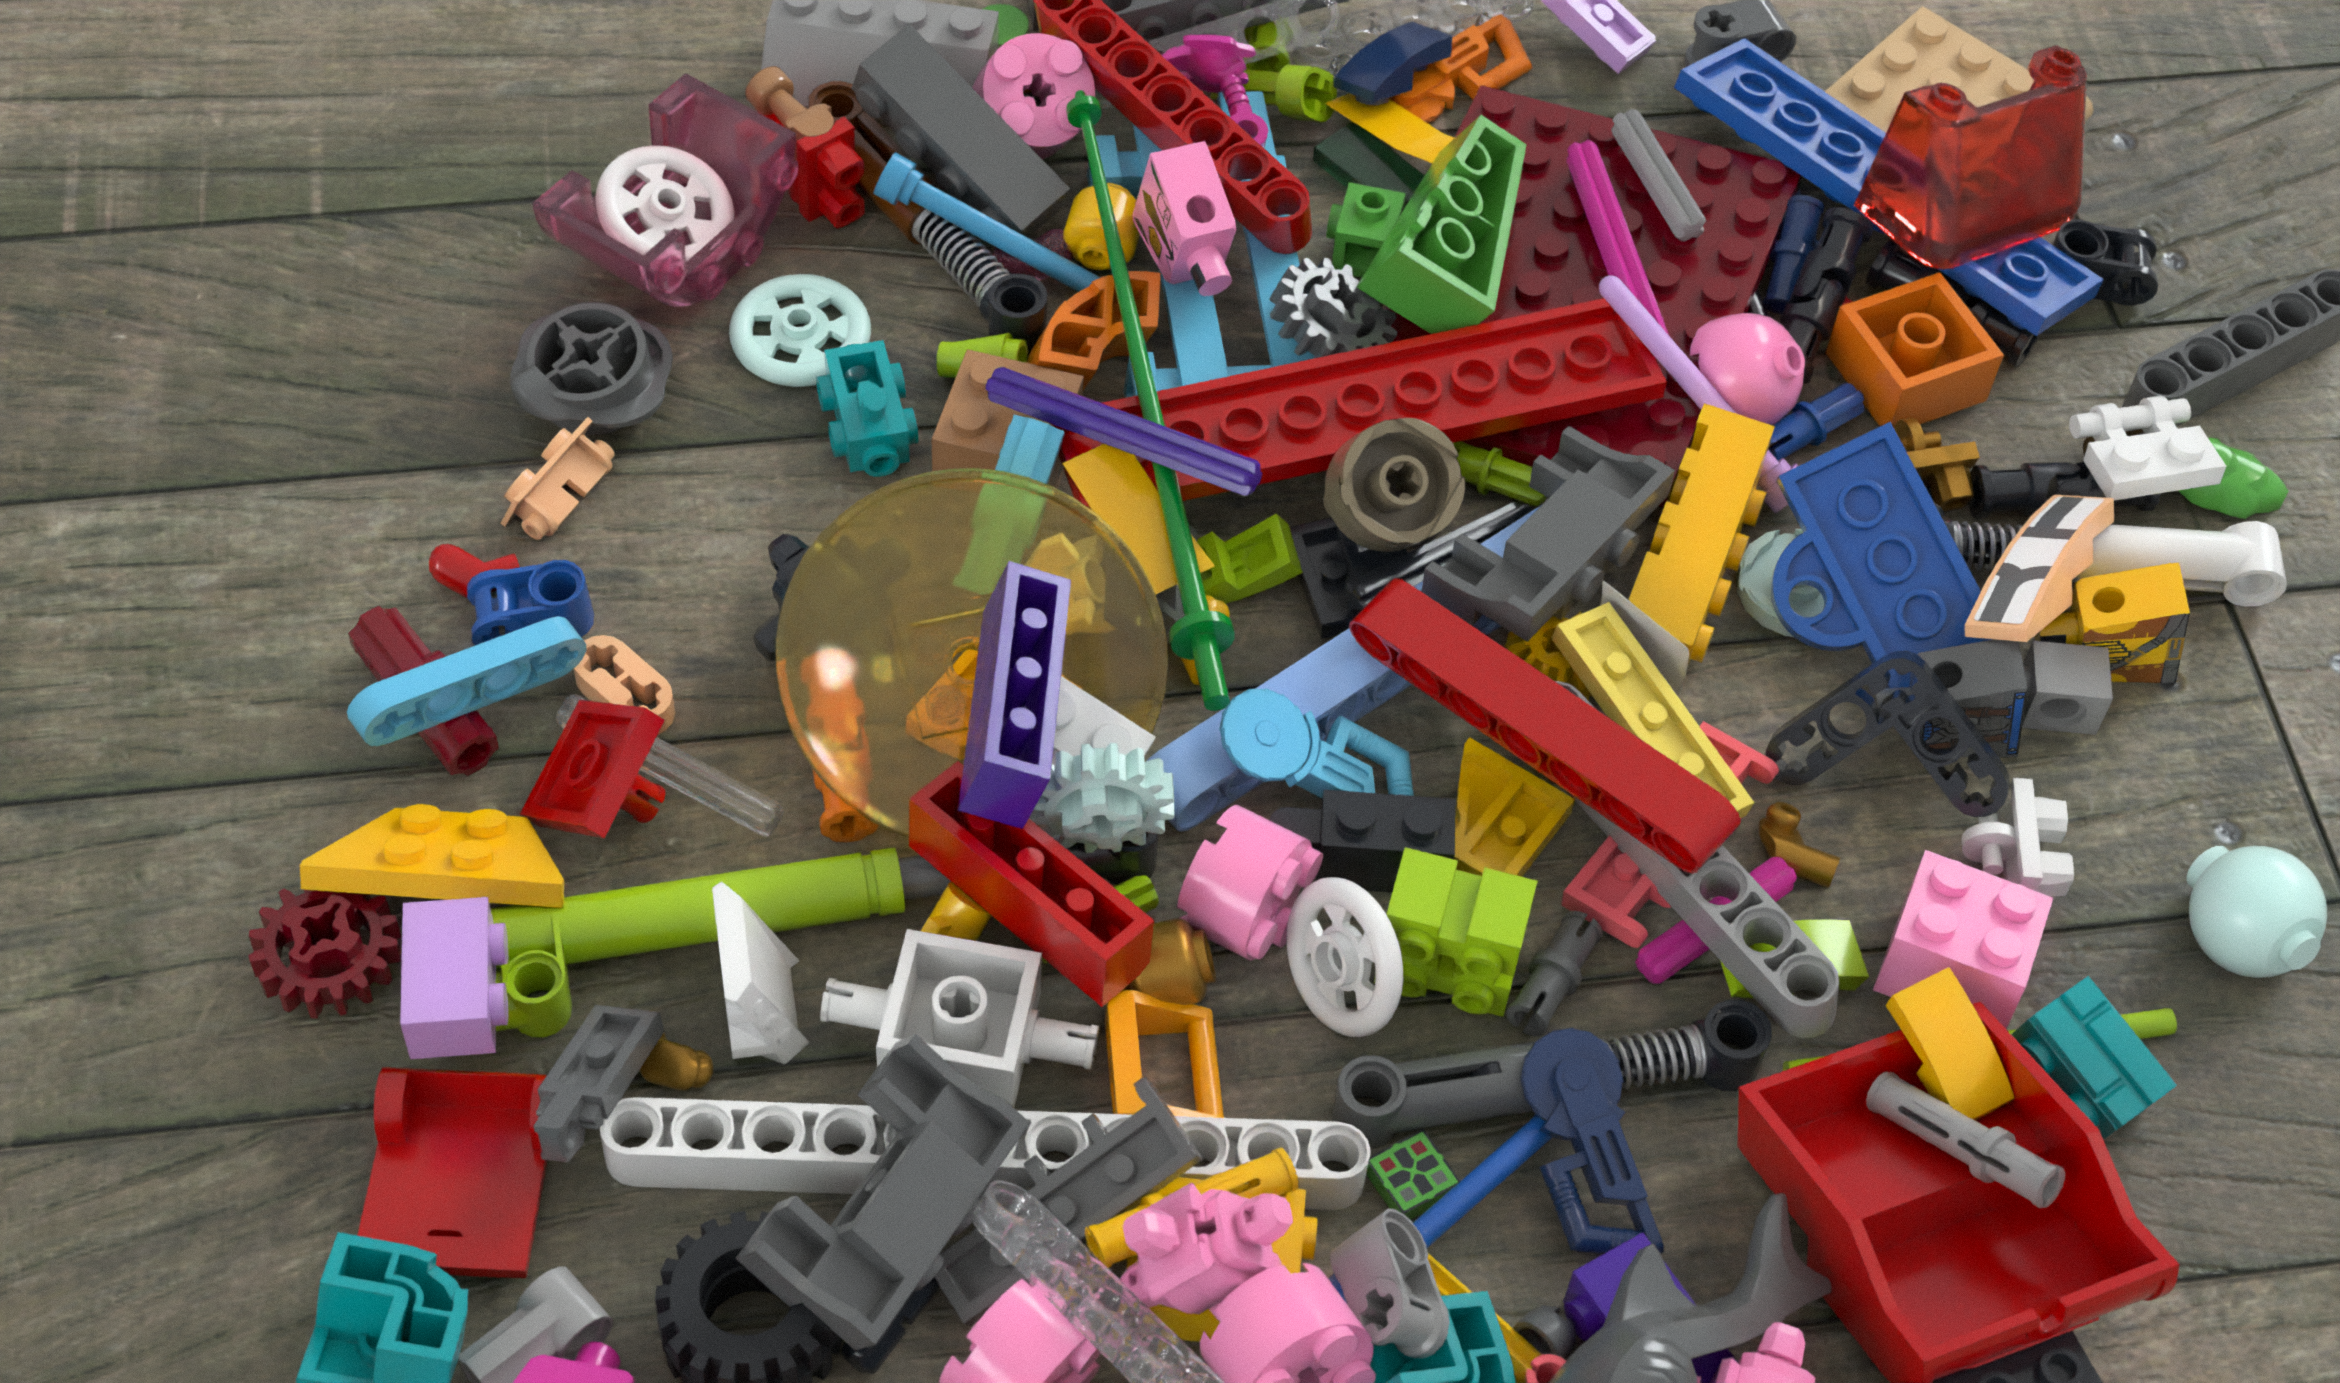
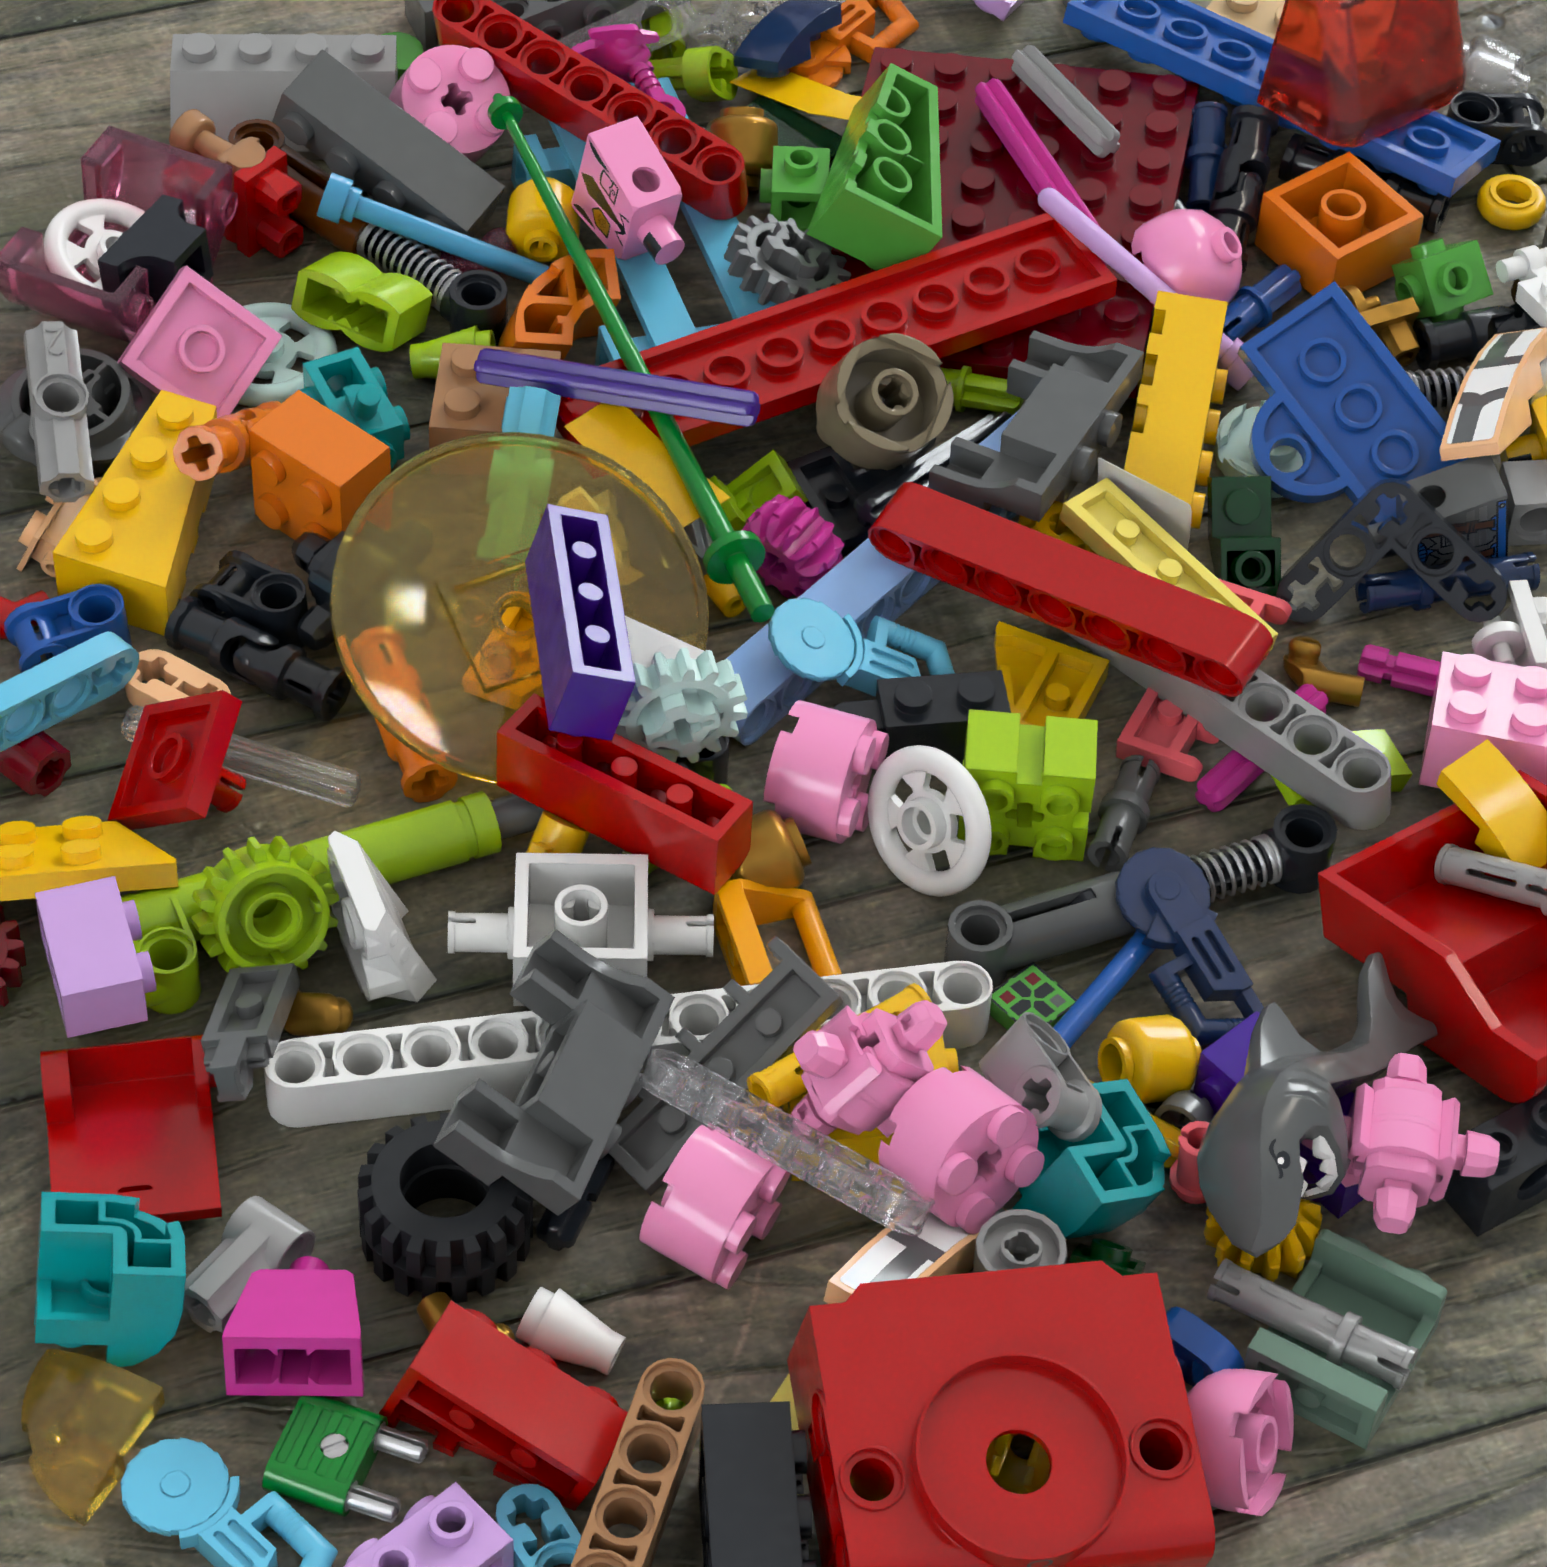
camera: 10 degrees left, 5 degrees down
(559, 400) = (58, 437): none -> light grey piece
(634, 488) = (140, 519): none -> yellow wedge
(635, 915) = (246, 881): none -> lime gear
(706, 659) = (257, 658): none -> black piece
(710, 213) = (159, 243): none -> black brick
(718, 599) = (256, 595): none -> black piece
(724, 321) = (199, 344): none -> bright pink tile
(735, 426) = (218, 444): none -> orange piece
(803, 466) = (312, 468): none -> orange brick
(902, 289) = (367, 305): none -> lime brick
(1272, 621) = (796, 544): none -> dark pink gear
(1325, 171) = (749, 134): none -> pearl gold head
(1520, 1263) = (1151, 1053): none -> yellow head
(1744, 675) = (1242, 532): none -> dark green slope
(1884, 856) = (1403, 671): none -> dark pink axle
(1900, 764) = (1407, 588): none -> dark blue pin
(2011, 423) = (1442, 278): none -> bright green brick
(2098, 359) = (1509, 215): none -> yellow piece
(2112, 196) = (1494, 67): none -> clear head

